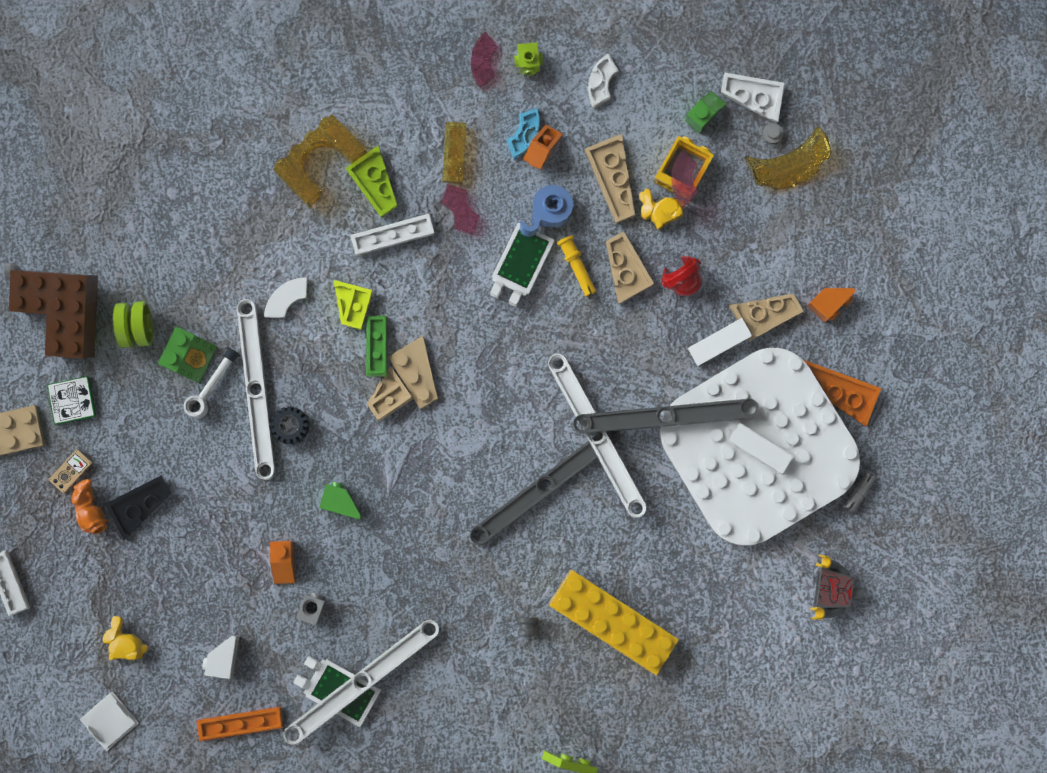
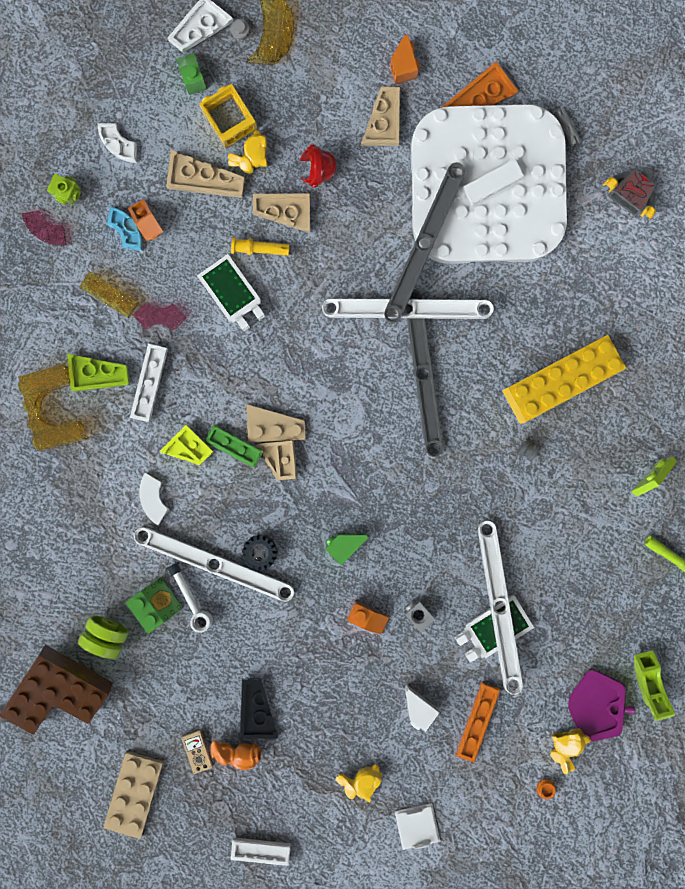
camera: 65 degrees left, 5 degrees up
(71, 400) = (138, 720): tile -> none
(543, 215) = (202, 250): medium blue piece -> none
(682, 179) = (236, 119): clear pink tile -> none
(720, 342) = (386, 167): white tile -> none

